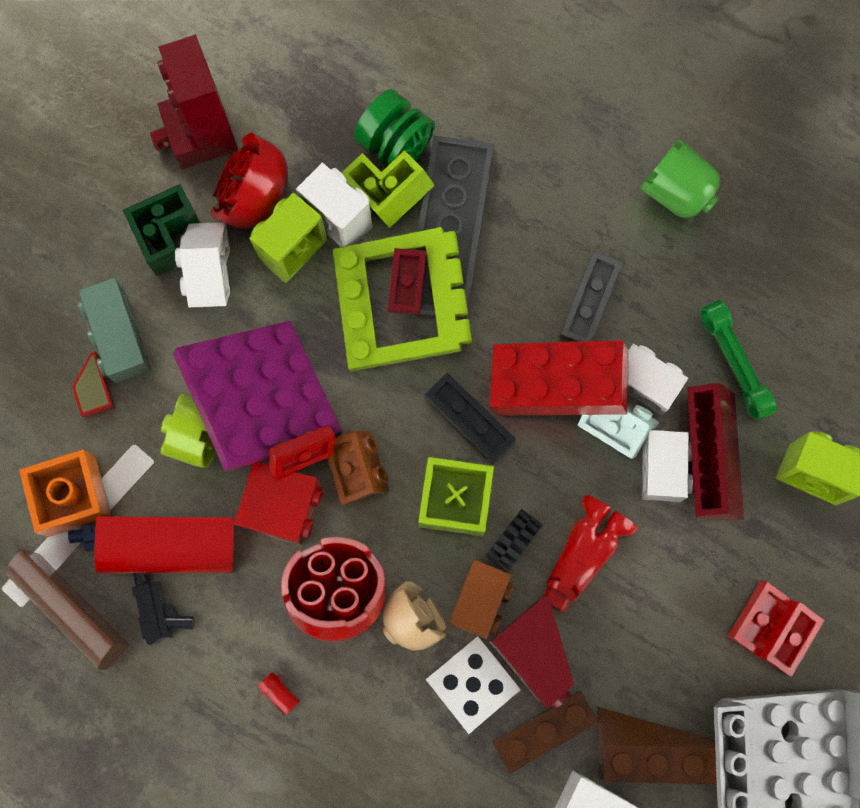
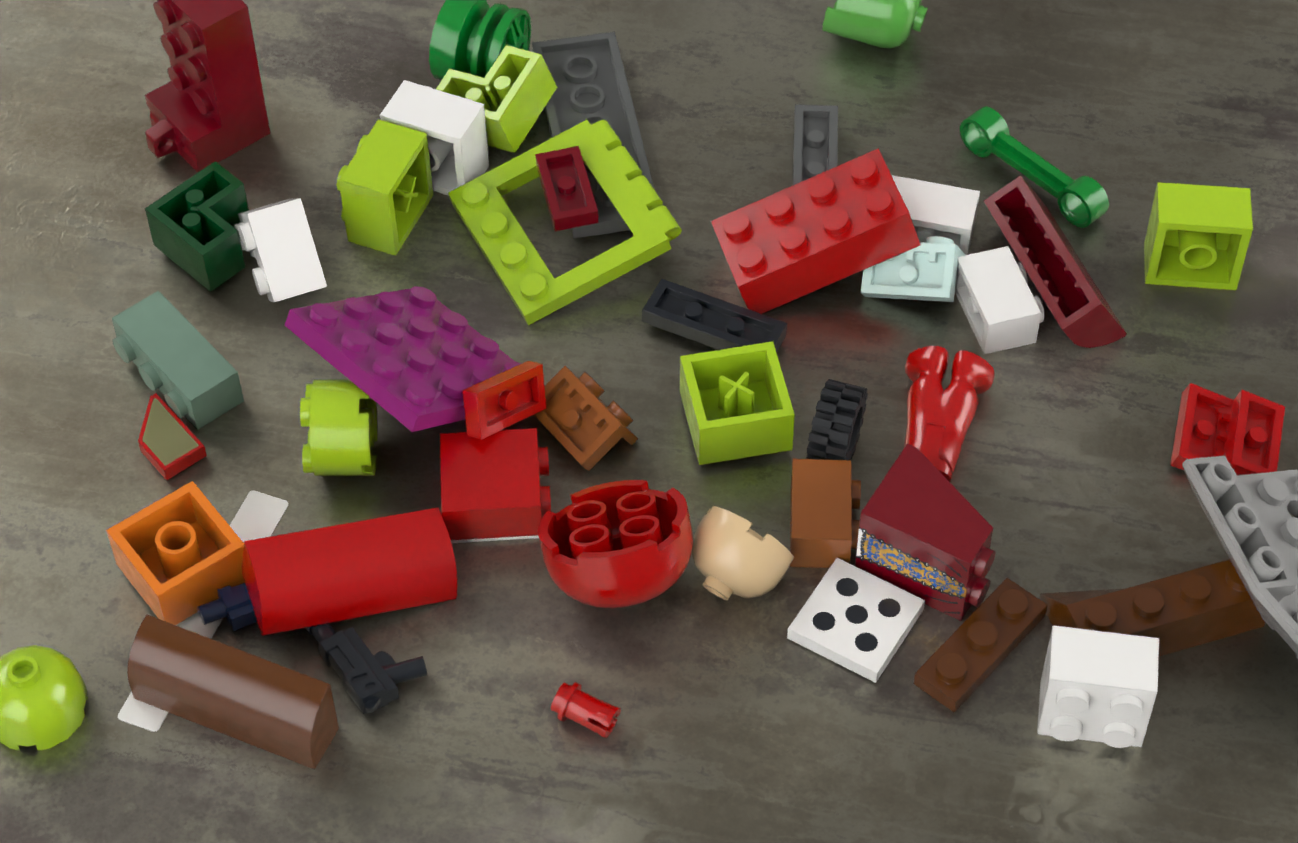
camera: 20 degrees left, 25 degrees down
(262, 184) = (307, 145): red cylinder -> none

